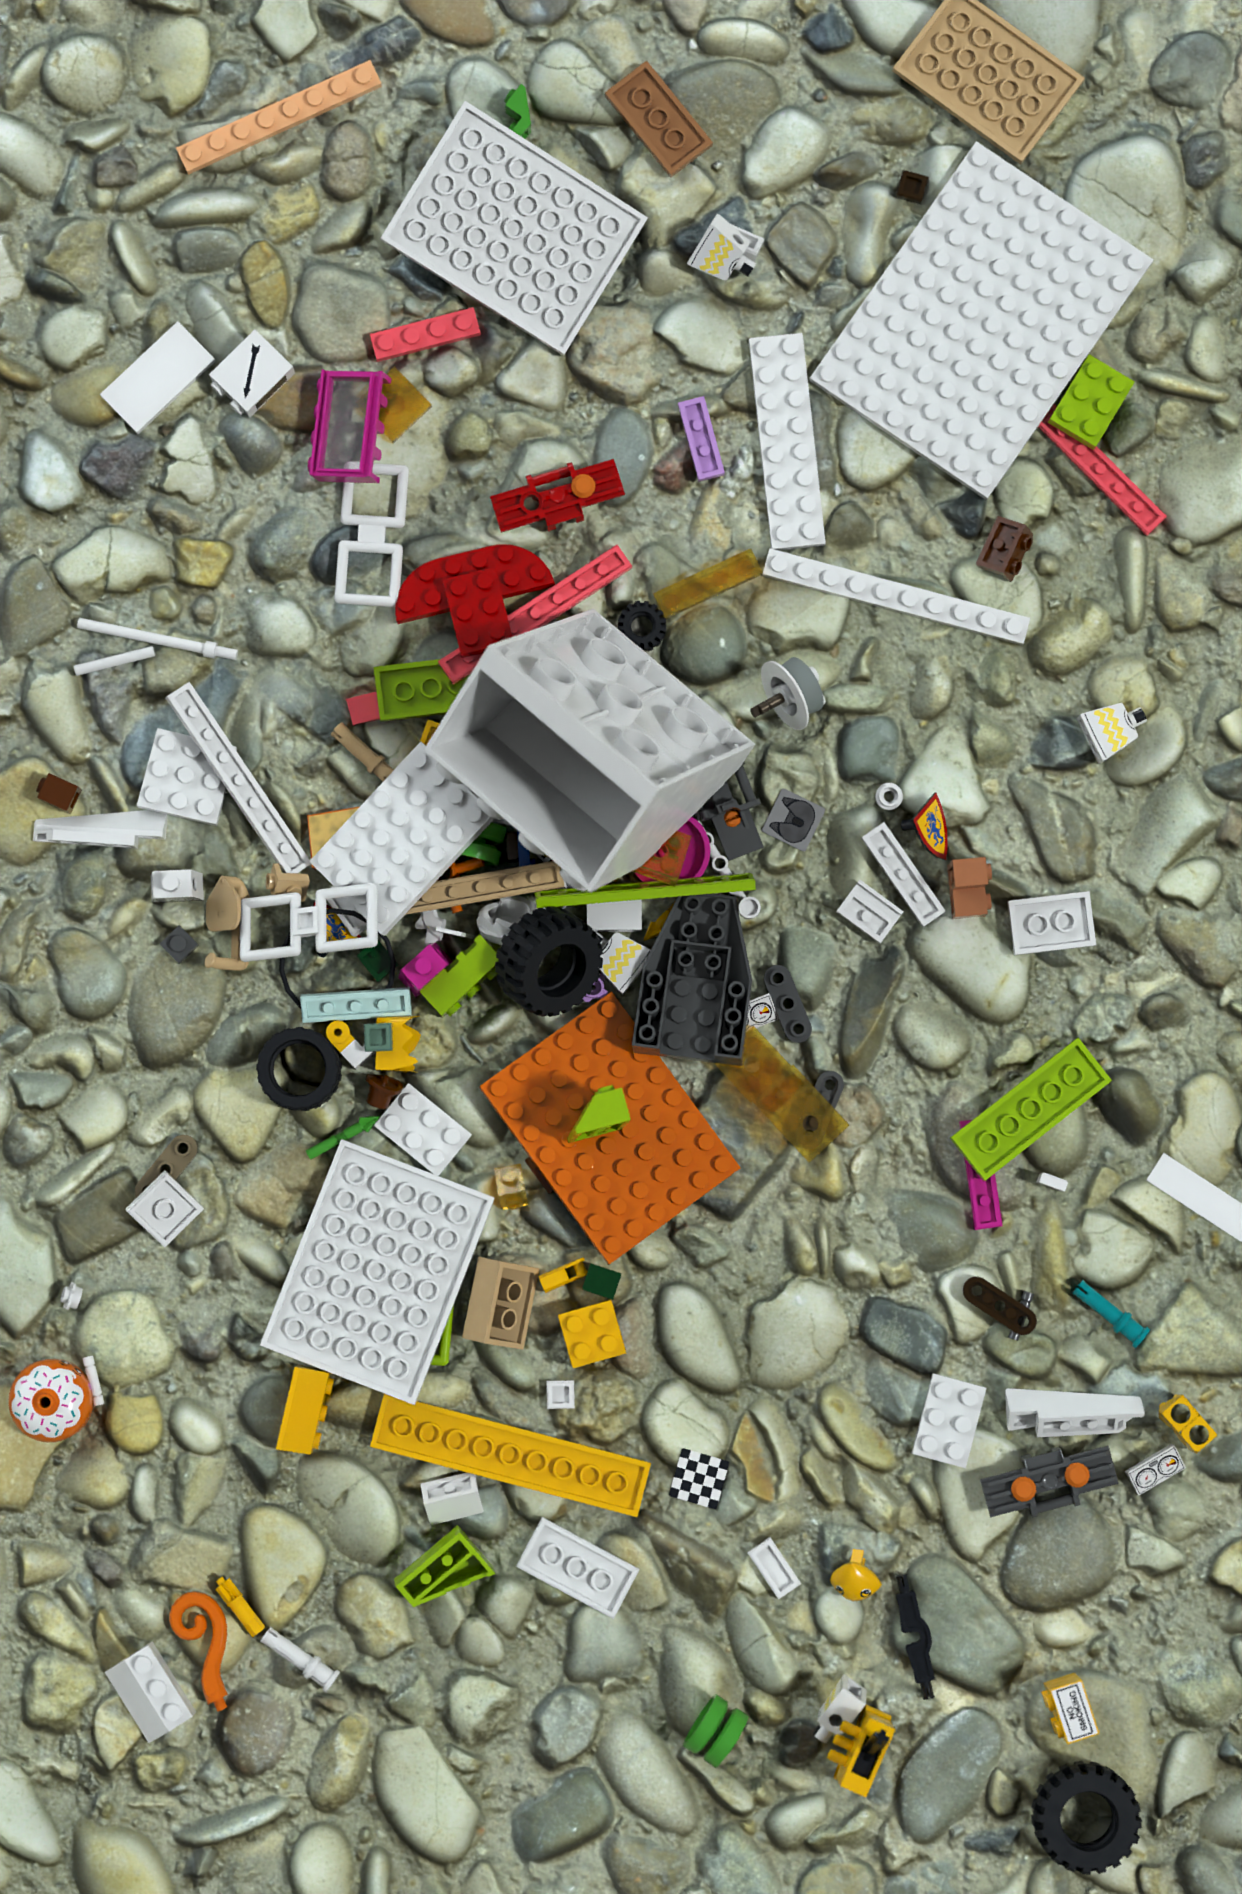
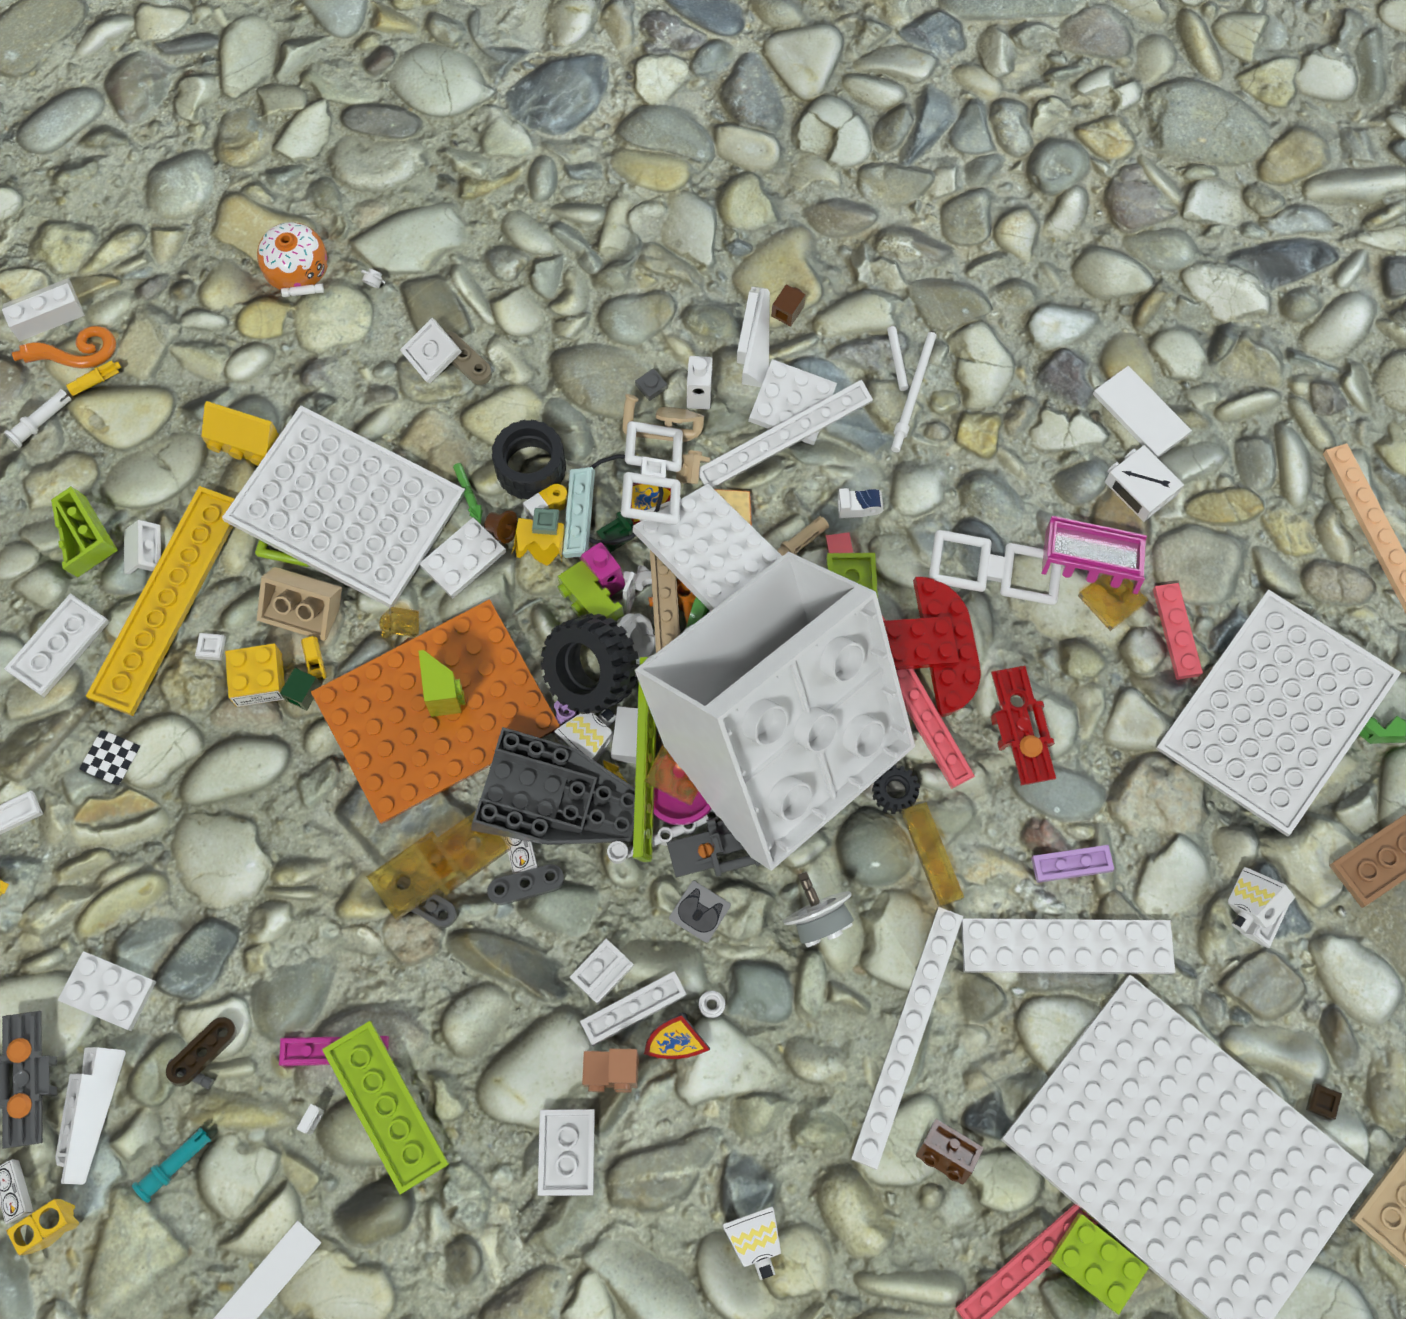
camera: 100 degrees right, 15 degrees down
(309, 690) = (859, 503): none -> white leg

